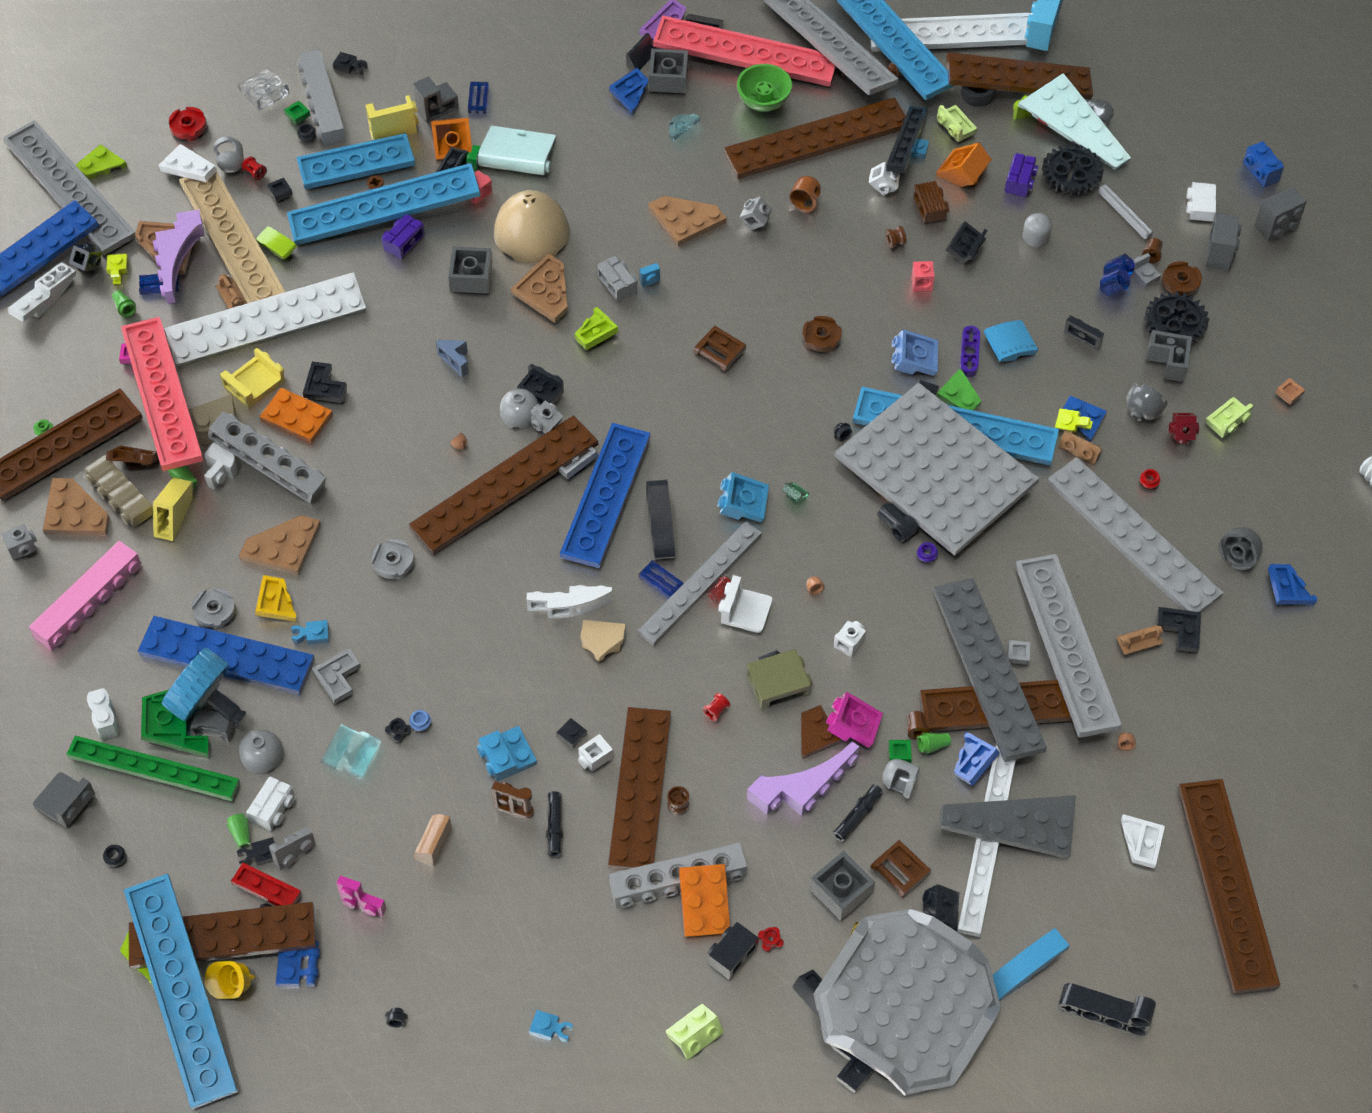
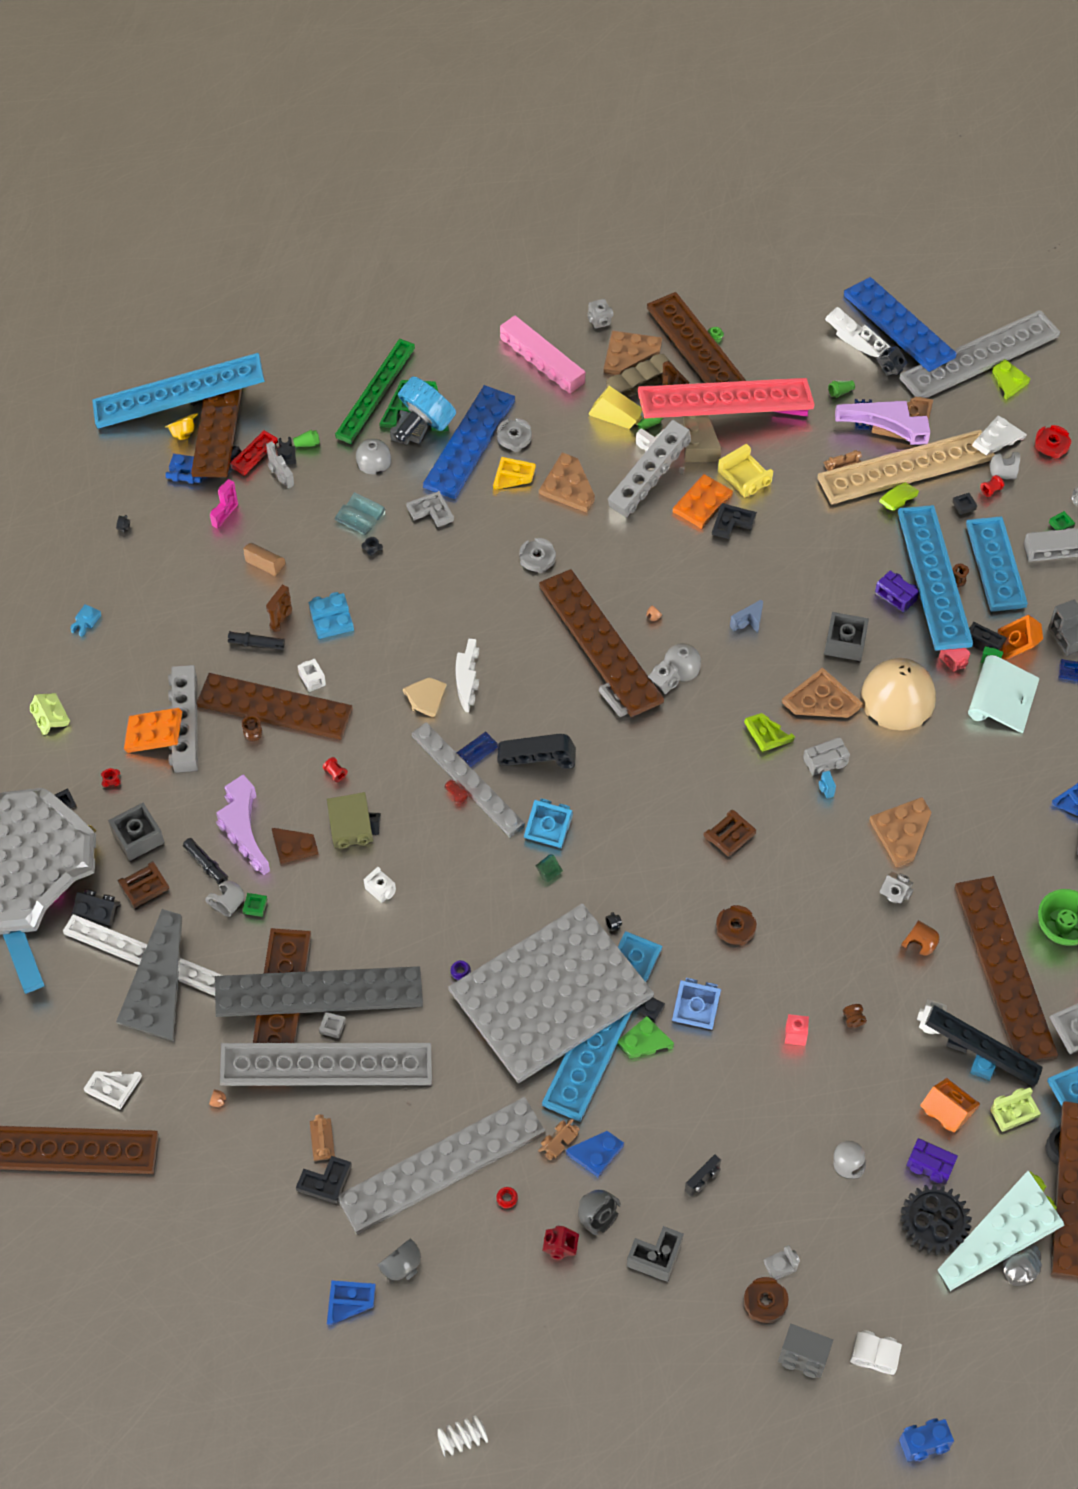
camera: 100 degrees right, 0 degrees up
(64, 798) = (362, 338): dark grey bracket -> none
(103, 714) = (428, 360): white brick -> none
(112, 850) = (308, 366): black plate -> none
(116, 266) = (885, 386): neon yellow plate -> none
(264, 319) = (810, 484): white plate -> none
(270, 804) = (323, 458): white brick -> none
(306, 132) = (1036, 526): black plate -> none
(314, 633) = (478, 498): dark azure plate -> none
(392, 120) = (1039, 597): light yellow panel -> none
(420, 720) = (376, 560): medium blue plate -> none
(542, 384) = (703, 680): black bracket -> none
(571, 733) = (339, 664): black plate -> none
(605, 495) = (576, 717): blue plate -> none
(681, 124) = (1028, 841): clear light blue plate -> none
(732, 950) = (104, 744): black brick -> none
(744, 607) = (431, 805): white bracket -> none
(815, 585) = (444, 868): nougat hinge -> none
(854, 720) = (291, 871): dark pink plate -> none
(901, 525) = (490, 950): black piece -> none
(916, 724) = (277, 922): reddish brown bush -> none
(930, 201) = (900, 1060): reddish brown brick -> none
(932, 741) = (257, 932): bright green cone -> none
(965, 242) = (840, 1082): black bracket -> none
(974, 759) = (230, 961): wing -> none
(975, 345) = (713, 1058): dark purple beam -> none
(1010, 340) = (703, 1101): dark azure slope -> none
(1070, 420) = (588, 1133): neon yellow plate -> none
(1116, 275) = (770, 1223): clear blue brick -> none
(1125, 211) = (871, 1265): light grey axle -> none
(1154, 249) = (809, 1278): reddish brown bush -> none
(1177, 316) = (727, 1273): black gear -> none
(1229, 416) = (569, 1297): yellowish green bracket -> none
(1280, 213) = (840, 1431): dark grey brick -> none
(1290, 391) = (593, 1375): nougat plate -> none

